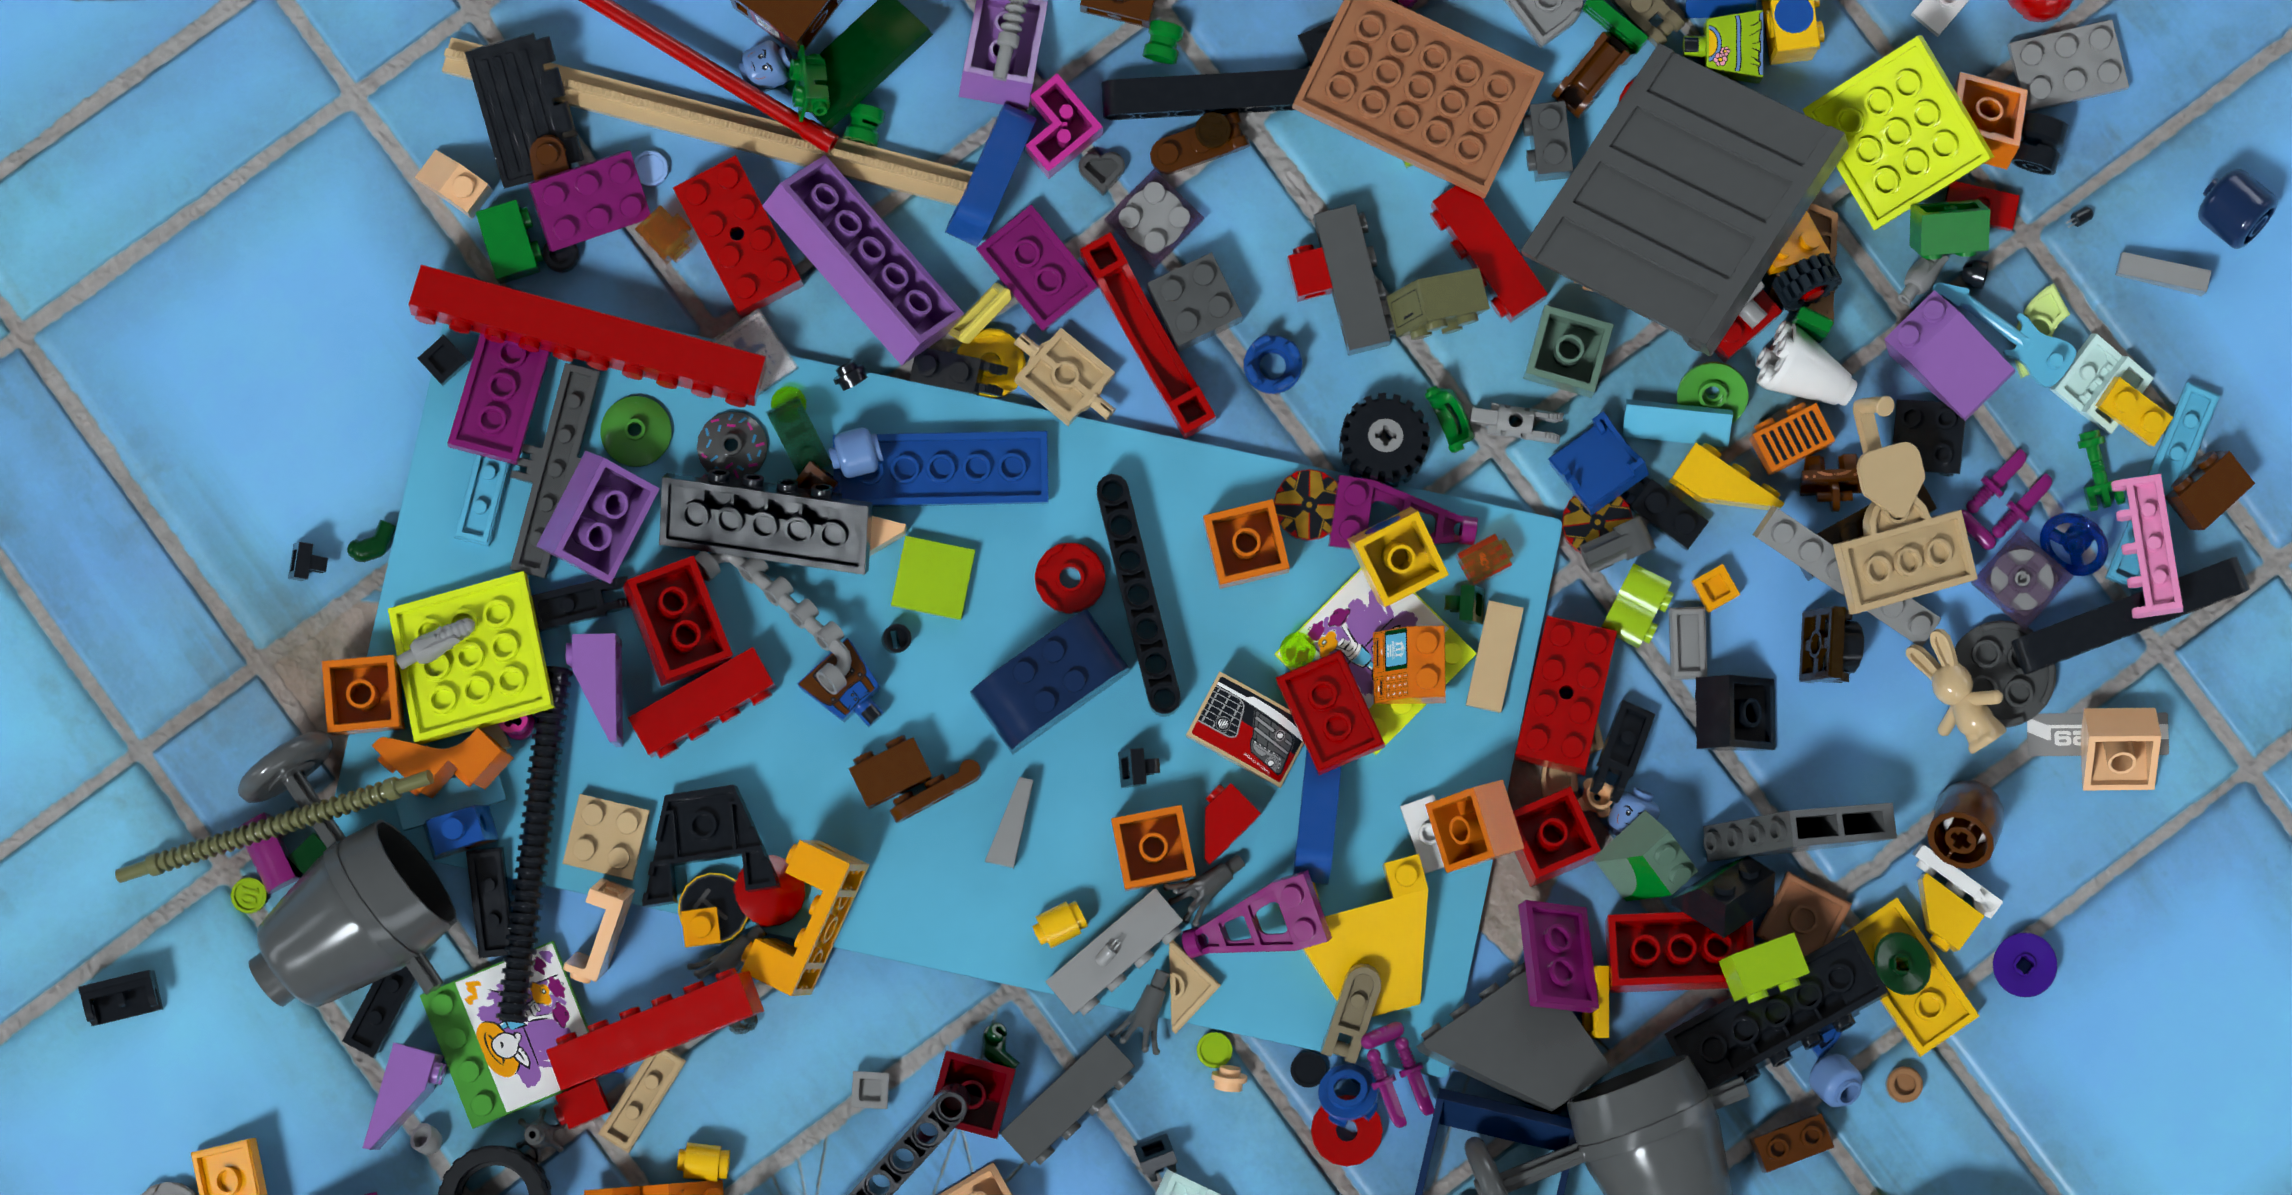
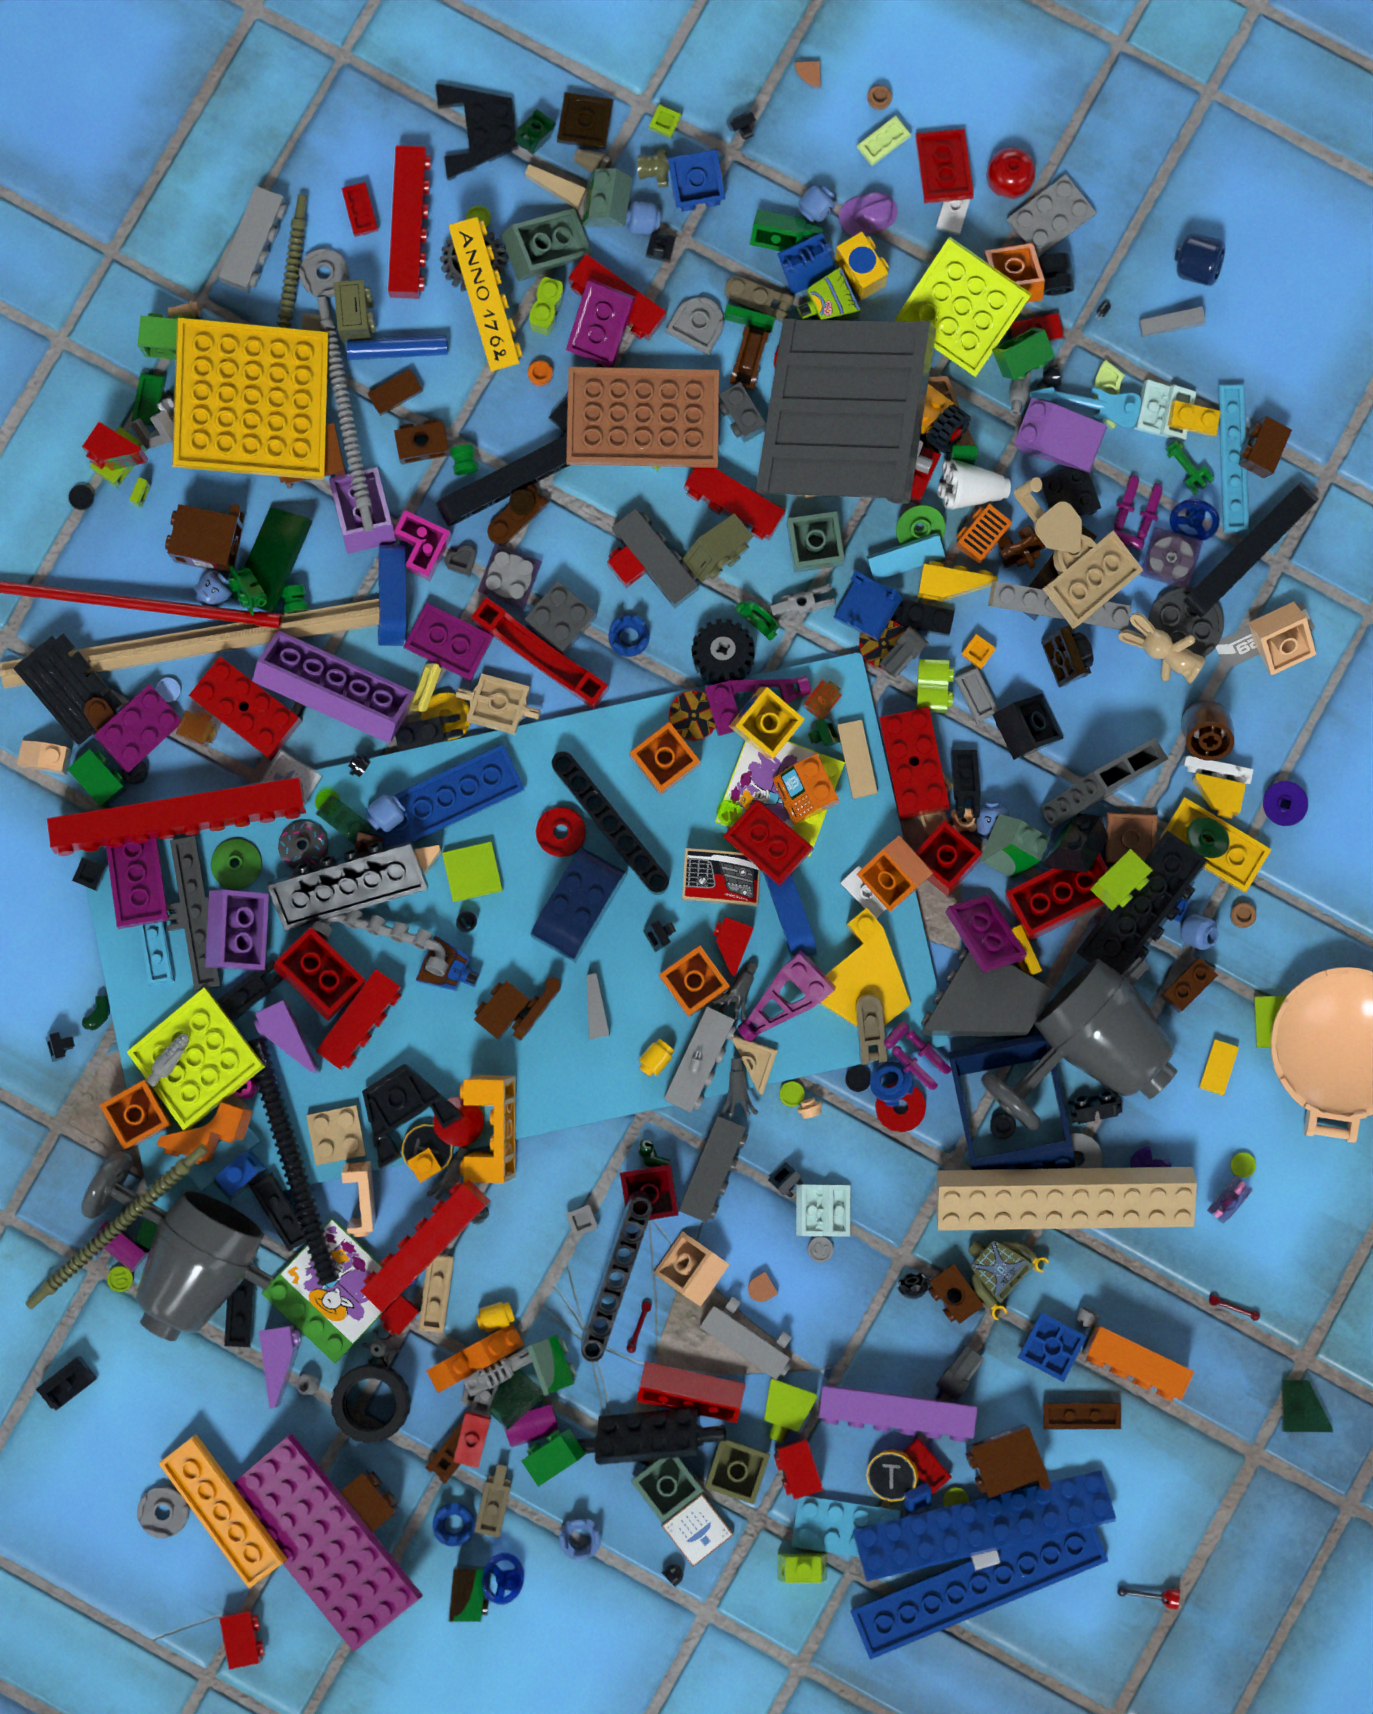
camera: 25 degrees left, 0 degrees up
(2151, 544) = (1244, 498): bright pink hinge -> none

